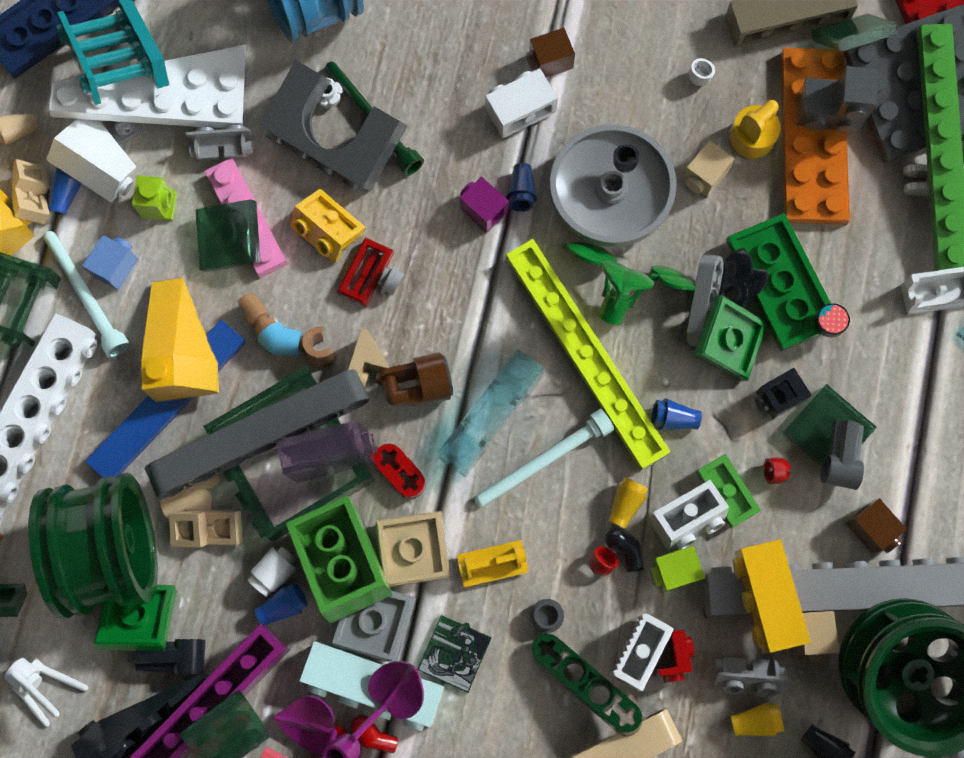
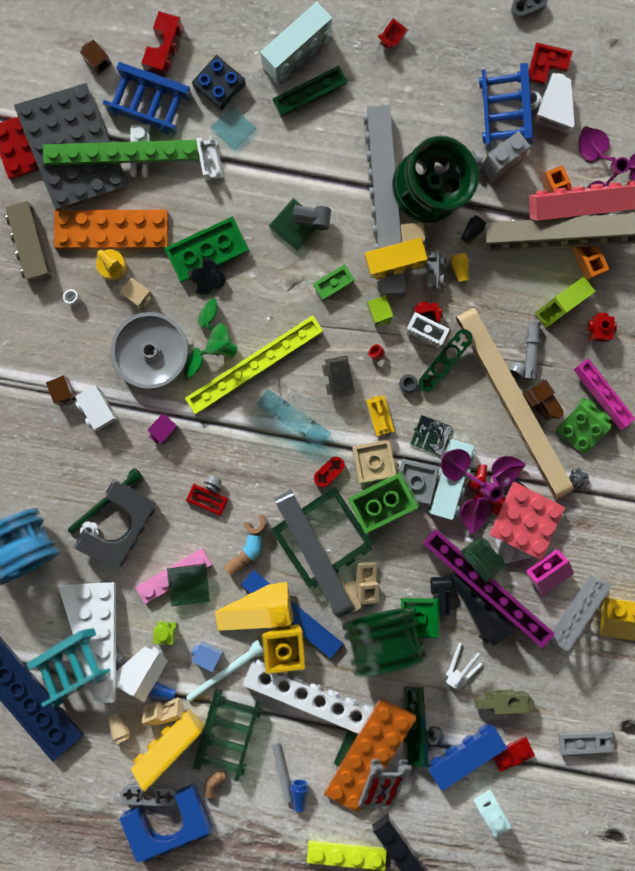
camera: 90 degrees left, 10 degrees up
(104, 379) = (283, 649): none -> yellow slope
(208, 141) = (125, 587): light grey hinge -> none
(272, 571) = (390, 541): white brick -> none
(281, 605) = (409, 534): blue cone -> none
(325, 225) = (178, 525): yellow bracket -> none
(326, 451) = (325, 510): clear purple brick -> none
(366, 357) = (261, 494): tan slope -> none
(431, 377) = (273, 455): reddish brown piece -> none
(521, 189) = (151, 406): dark blue cone -> none
(561, 491) = (339, 377): none -> clear smoke brick
(597, 425) = (298, 357): light aqua piece -> none
(625, 158) = (132, 343): black hinge -> none
(627, 502) = (342, 339): yellow cone -> none
(627, 544) = (366, 339): black arm -> none
(673, 416) = (291, 313): blue cone -> none
(690, 516) = (350, 304): white brick -> none
(707, 286) = (221, 295): light grey beam -> none
(730, 338) = (243, 280): green tile -> none
(776, 470) = (320, 255): red hinge -> none
(791, 389) = (275, 244): black brick -> none
(832, 320) = (231, 221): tile -> none
(838, 104) = (95, 214): dark grey brick -> none
(854, 32) = (44, 203): clear green tile -> none
(877, 527) = (351, 199): reddish brown brick -> none

